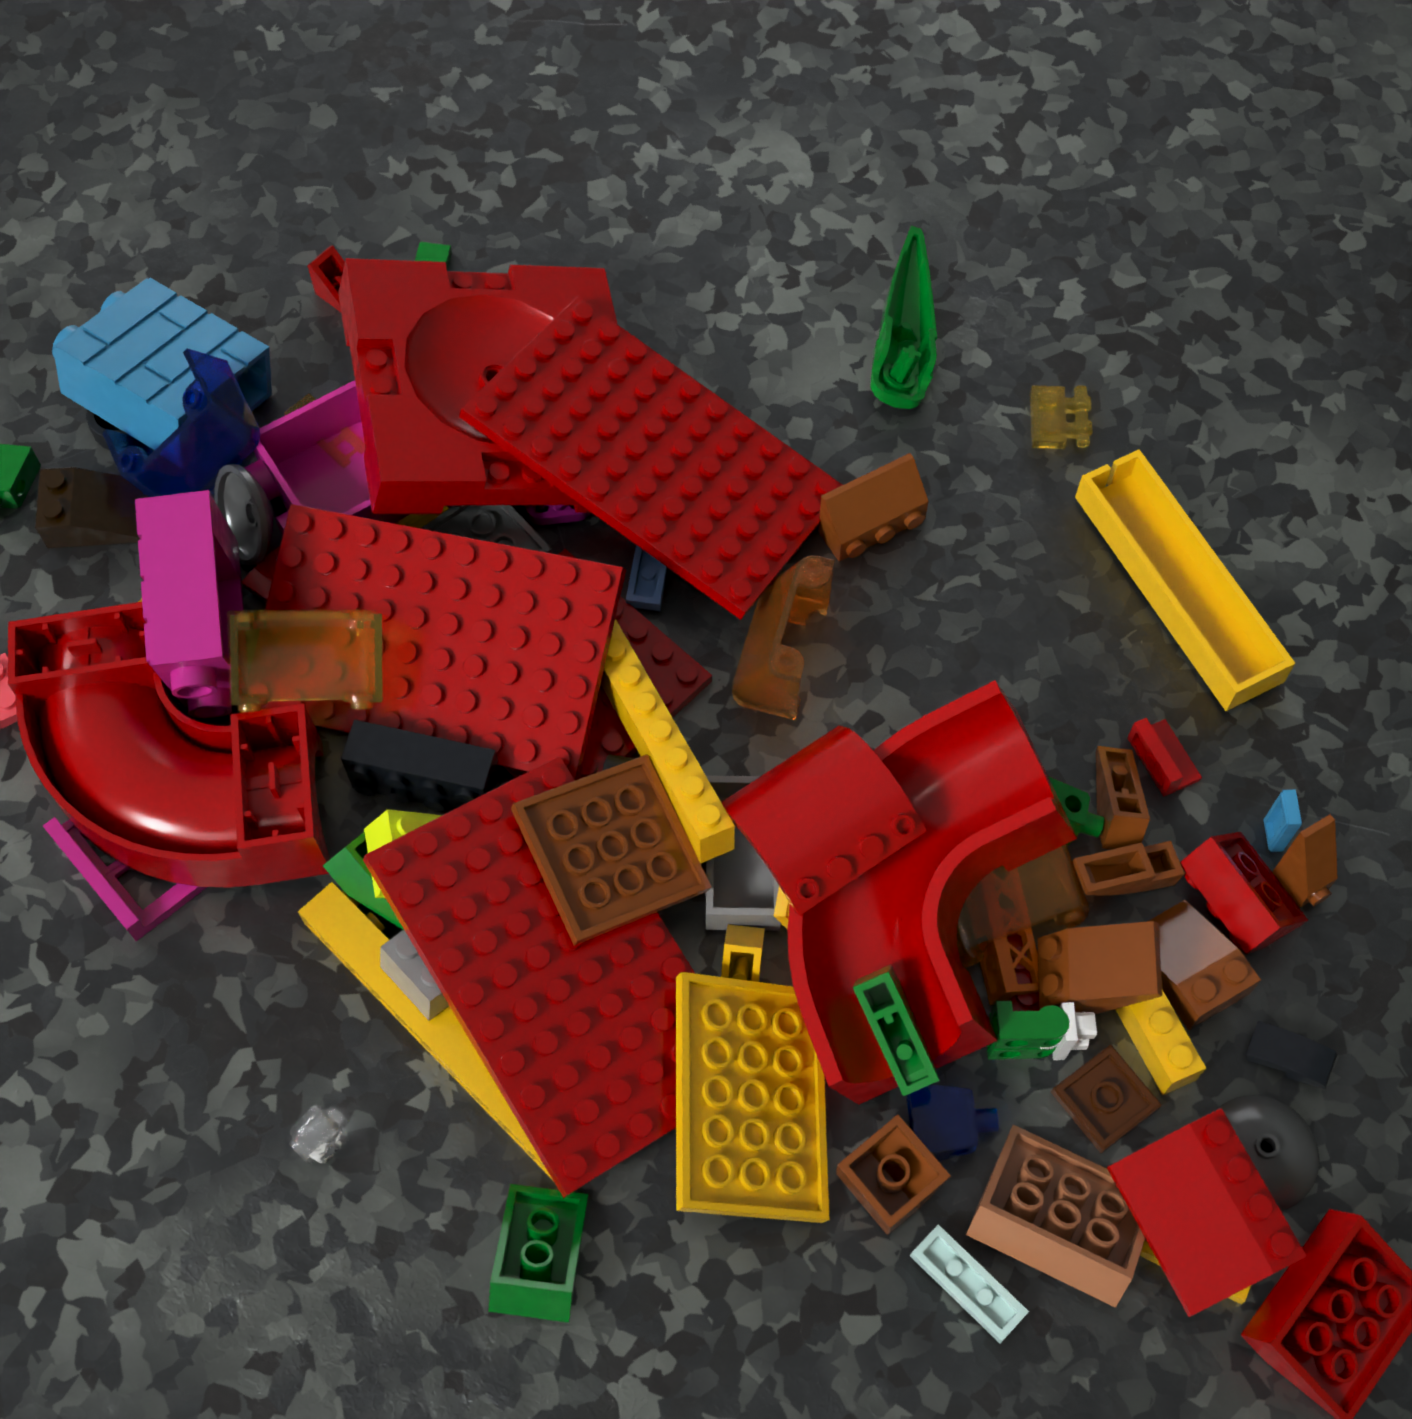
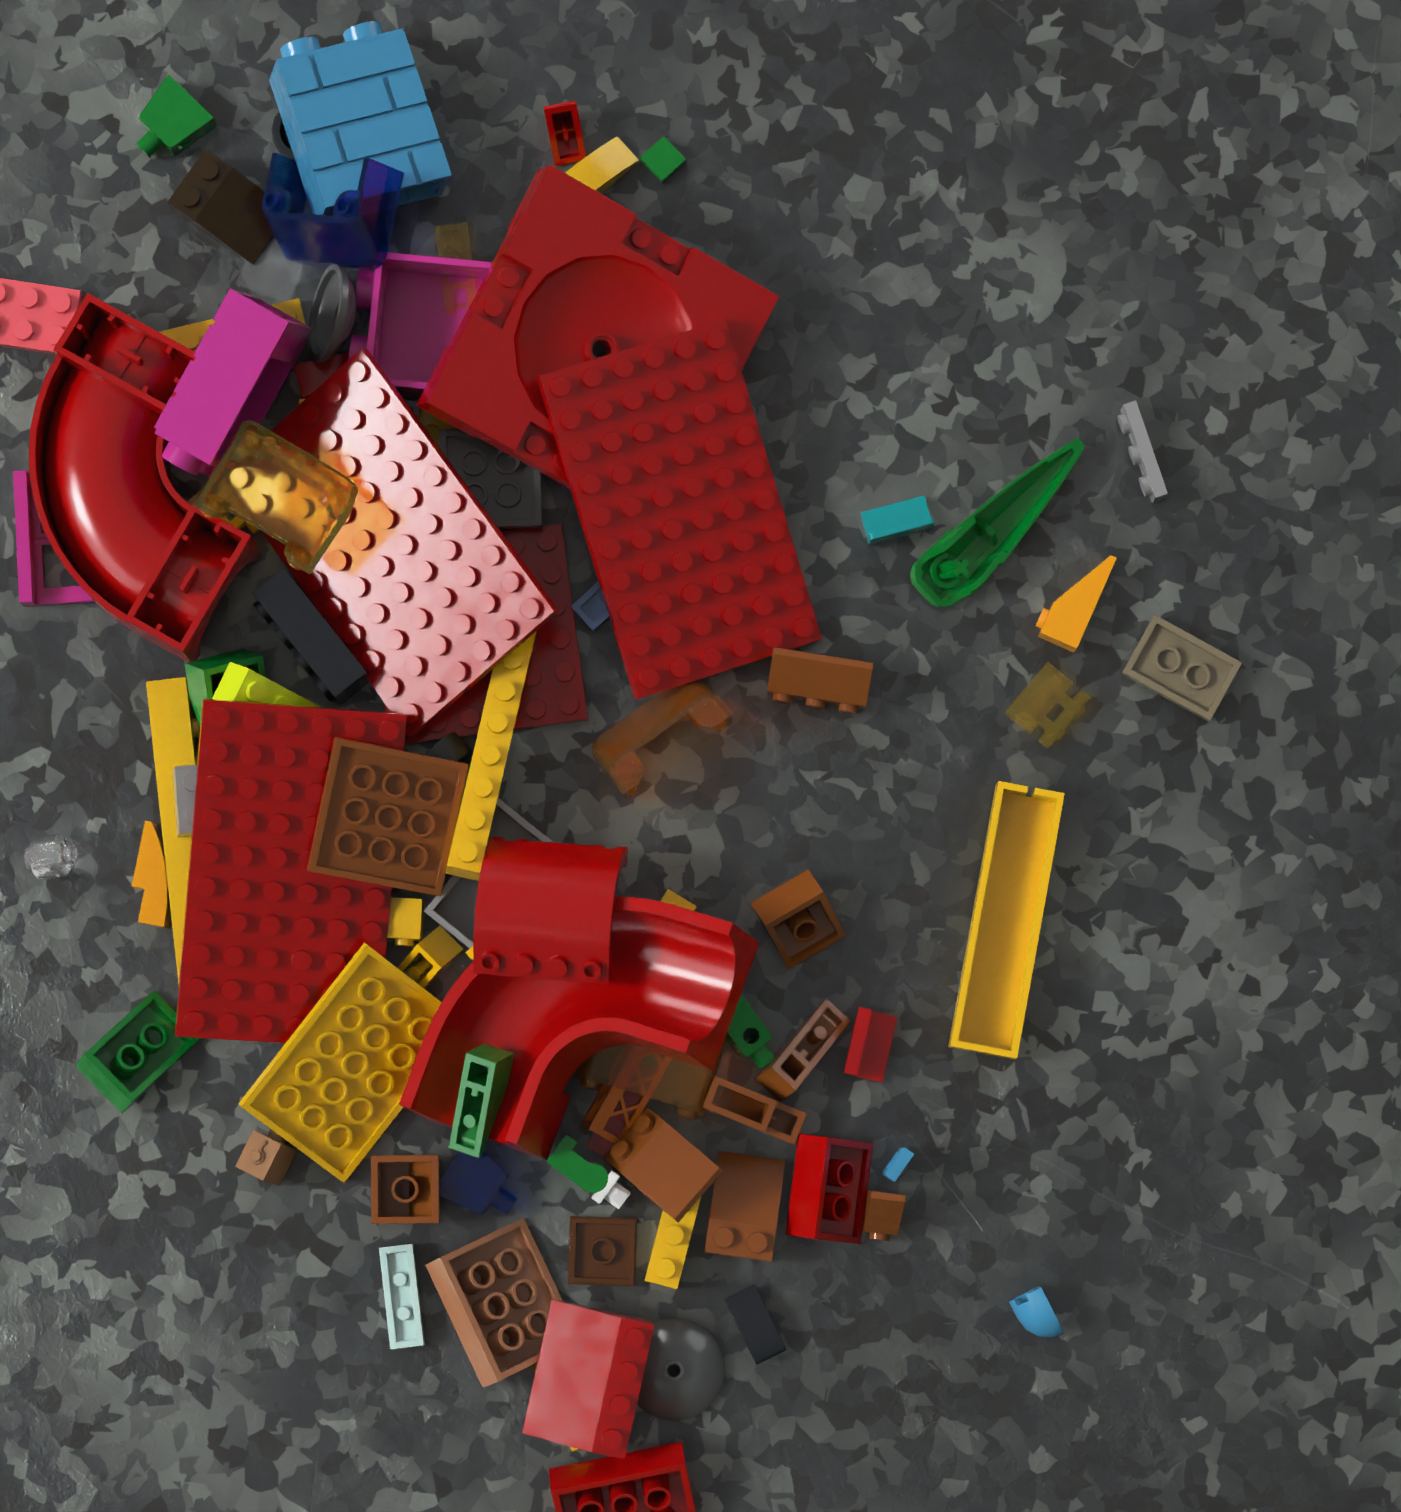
camera: 40 degrees right, 20 degrees up
(434, 1082) = (152, 878): none -> light orange slope
(696, 943) = (406, 921): none -> yellow brick
(739, 1249) = (266, 1157): none -> medium nougat head
(829, 371) = (897, 520): none -> teal panel
(966, 206) = (1142, 452): none -> light grey plate
(1020, 343) = (1072, 611): none -> light orange slope
(1030, 690) = (798, 919): none -> dark orange slope
(1132, 323) = (1181, 668): none -> dark tan plate

